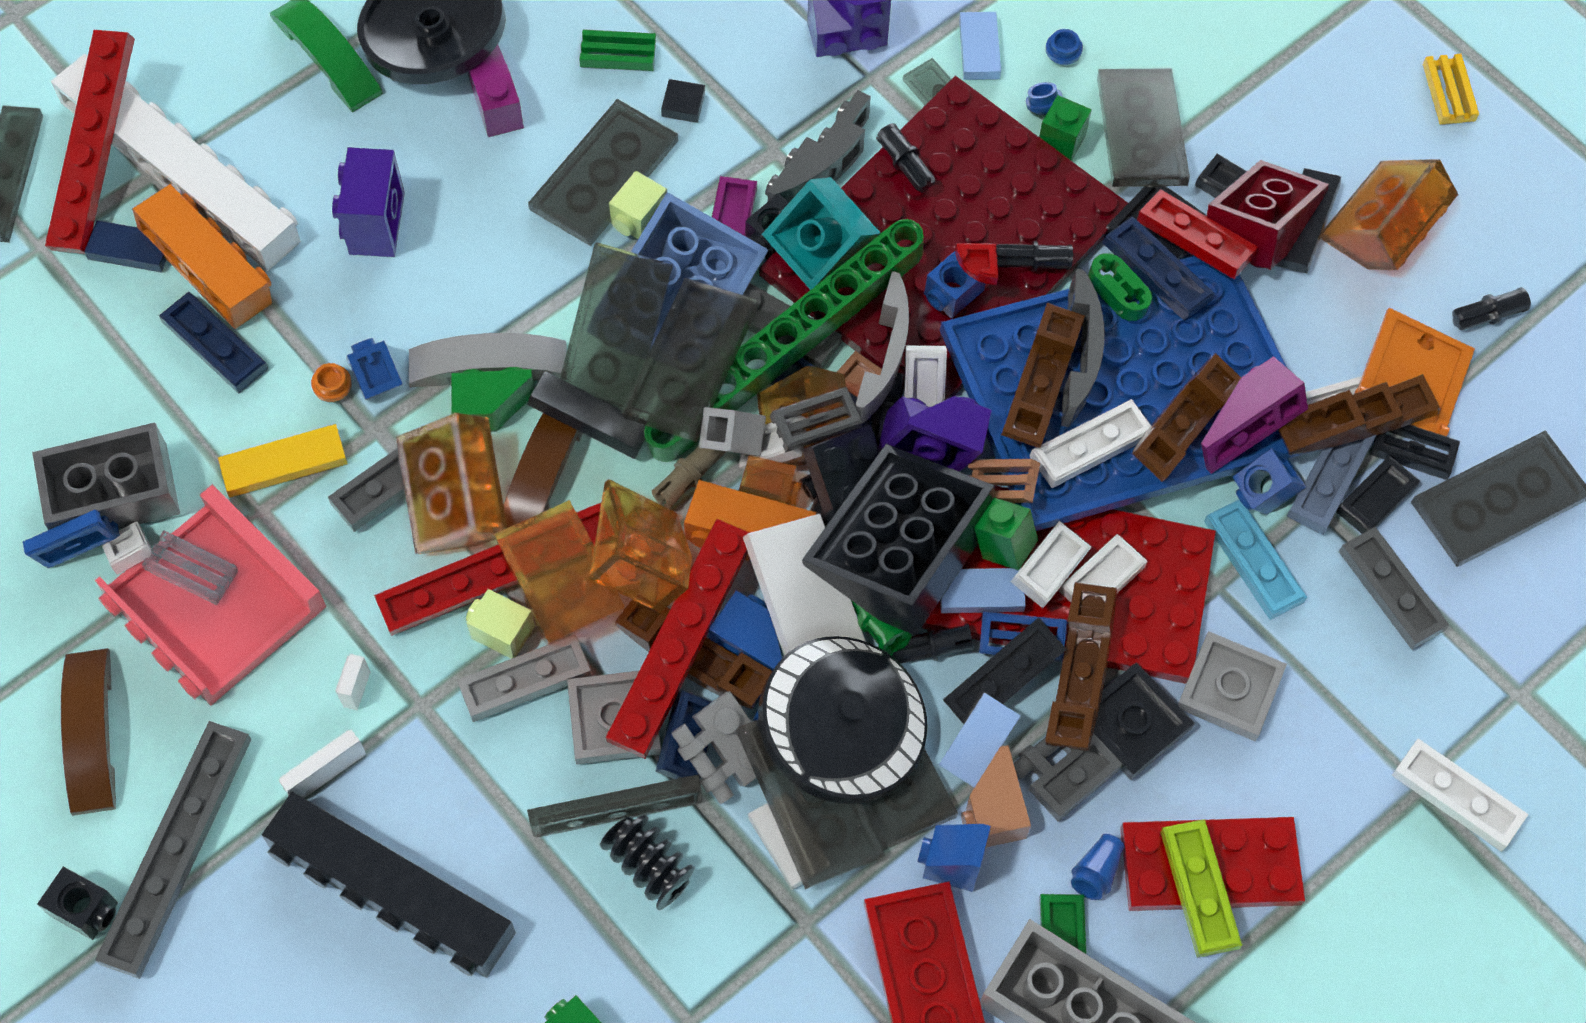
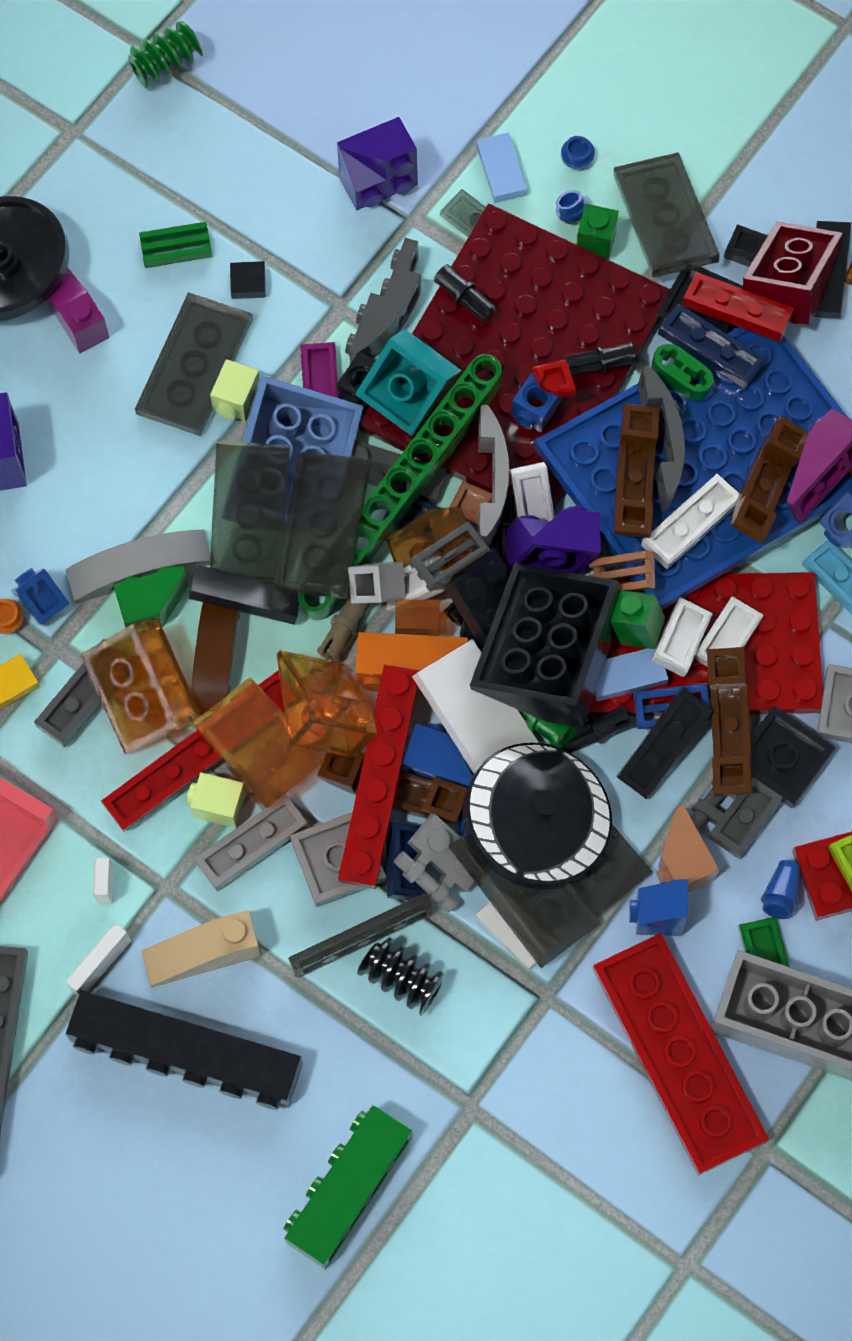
camera: 10 degrees left, 5 degrees up
(440, 780) = (202, 949): none -> tan slope
(979, 739) = (657, 805): light blue tile -> none

